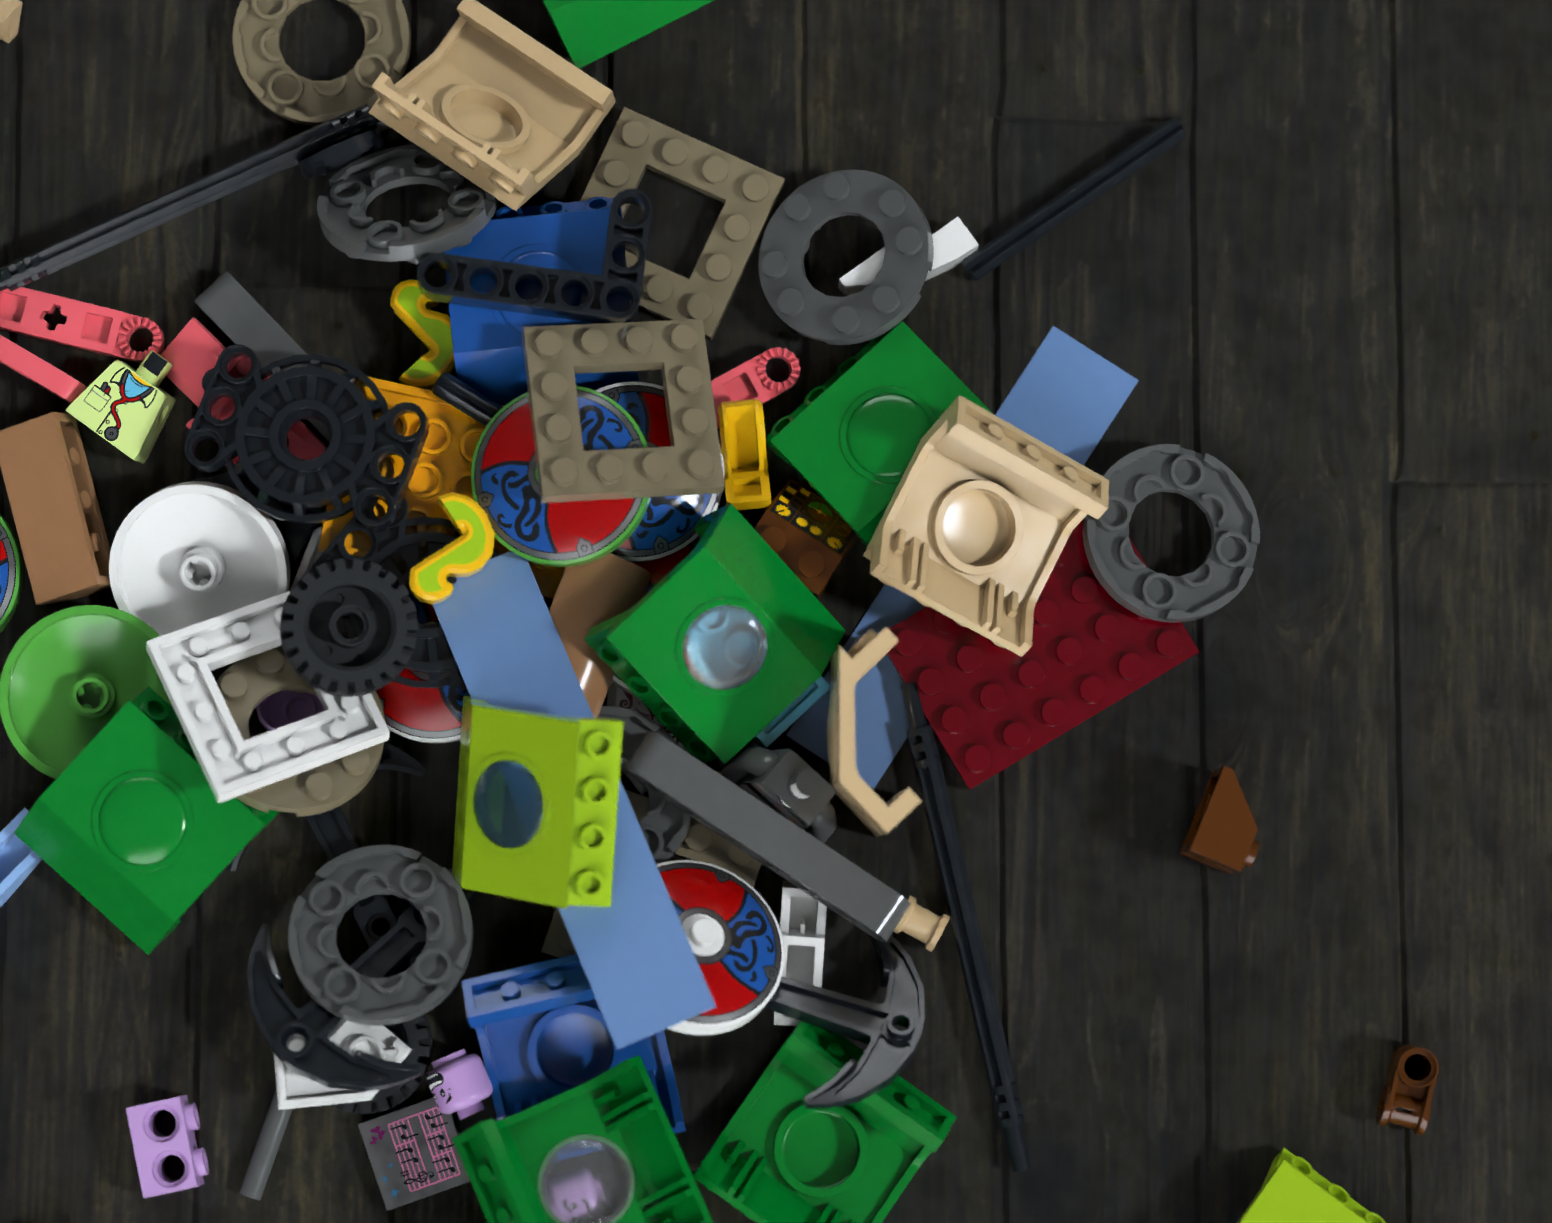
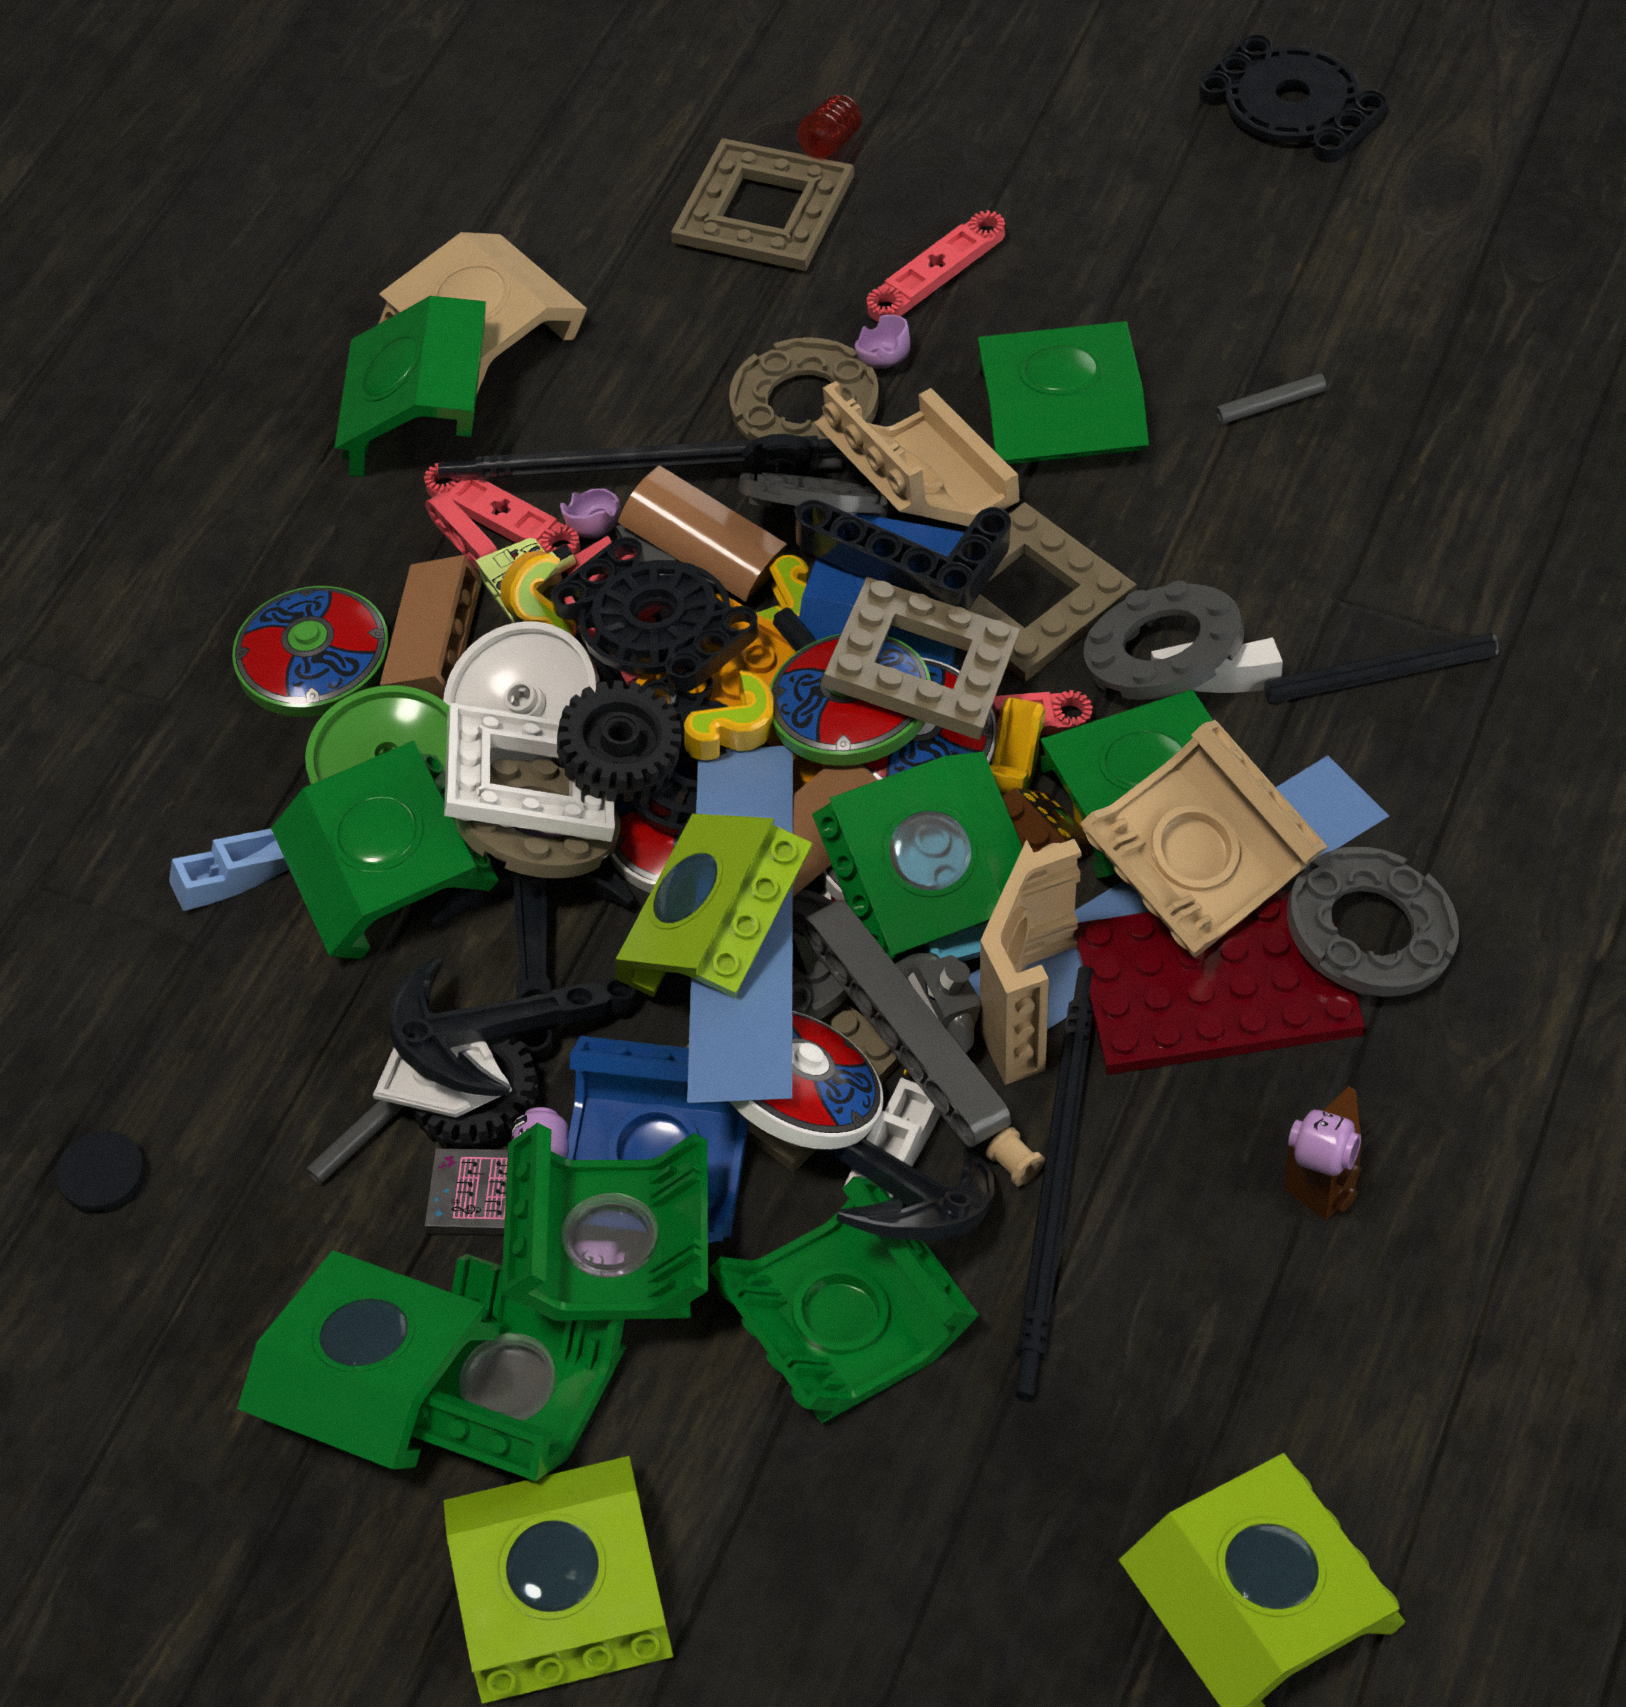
camera: 30 degrees right, 30 degrees down
(148, 447) = (520, 591): none -> yellow animal
(153, 1148) = (256, 1106): lavender brick -> none
(158, 288) = (592, 513): none -> lavender hair
(299, 288) = (701, 532): none -> medium nougat brick
(362, 875) = (554, 947): dark grey plate -> none
(1230, 853) = (1325, 1142): none -> lavender head
(1407, 1092) = (1432, 1459): reddish brown piece -> none

